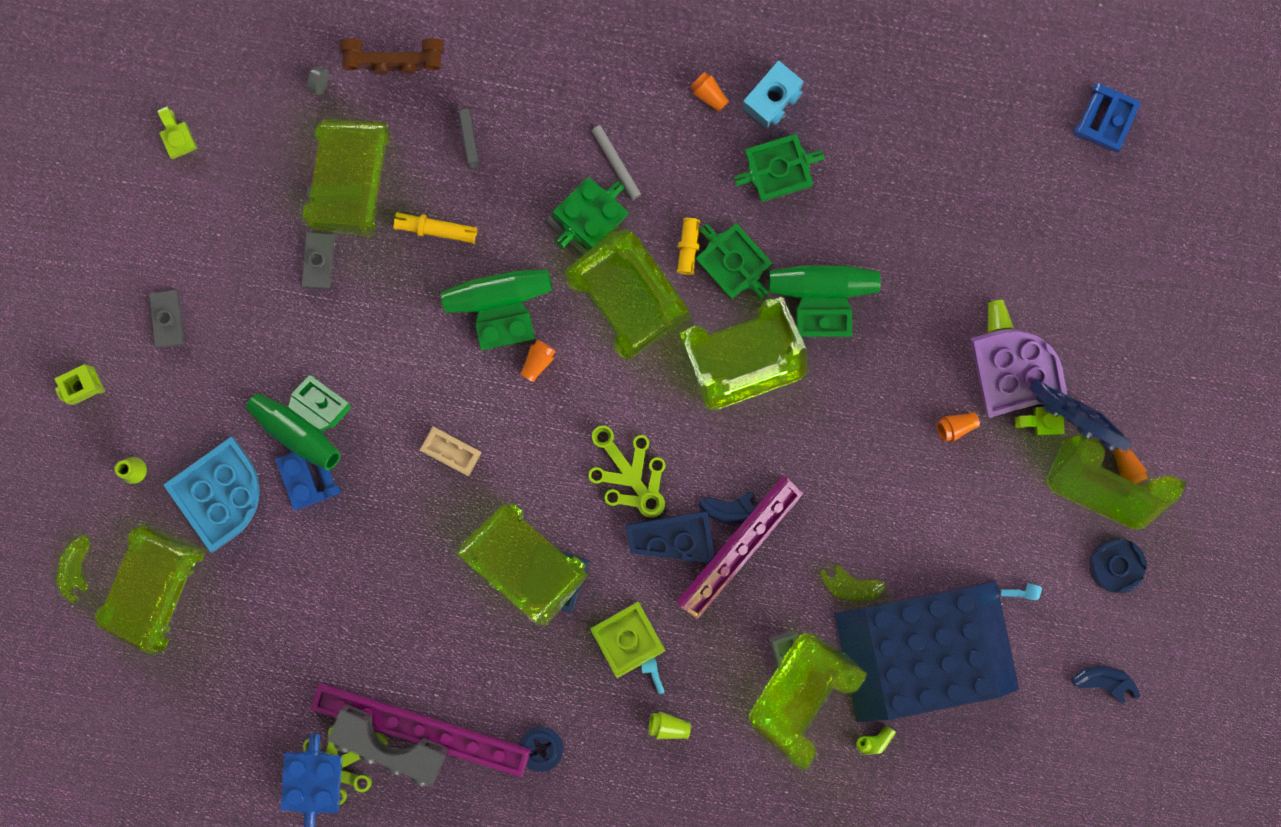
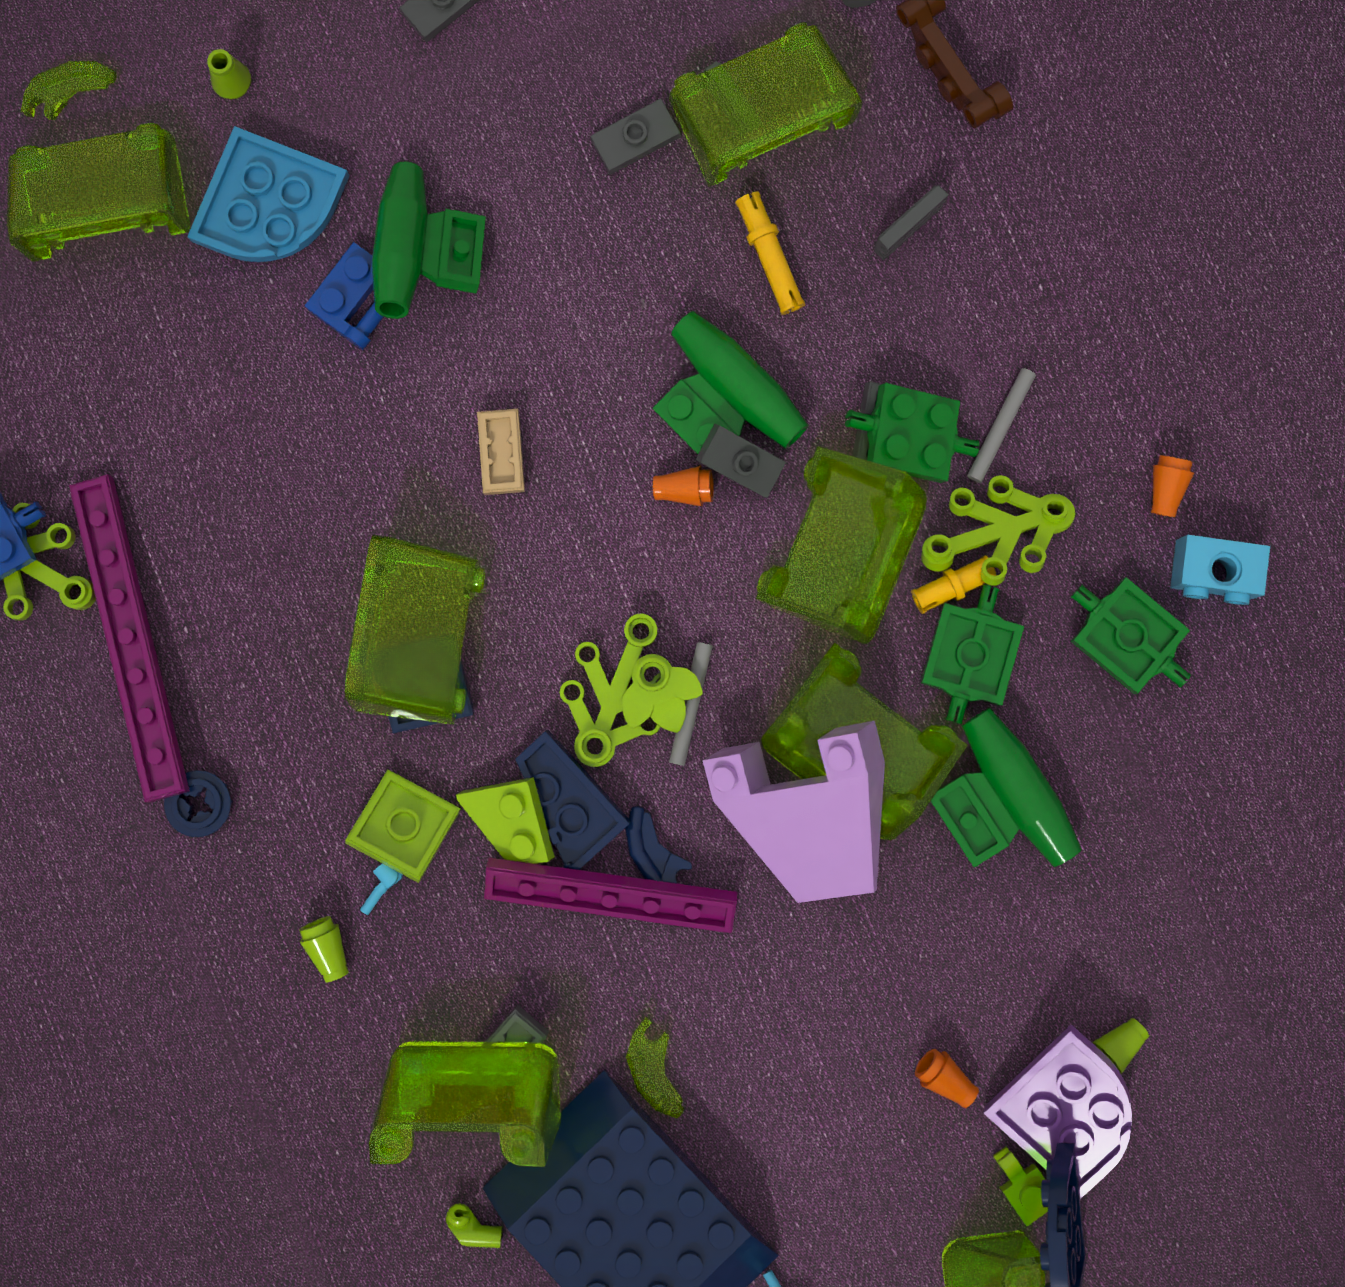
camera: 60 degrees right, 0 degrees up
(355, 733) = (69, 560): dark grey arch -> none
(543, 320) = (740, 460): none -> dark grey plate
(649, 450) = (659, 700): none -> lime plate
(661, 435) = (683, 737): none -> light grey bar
(662, 576) = (510, 819): none -> lime wing
(674, 199) = (1001, 528): none -> lime plant
(776, 414) = (811, 831): none -> lavender wedge

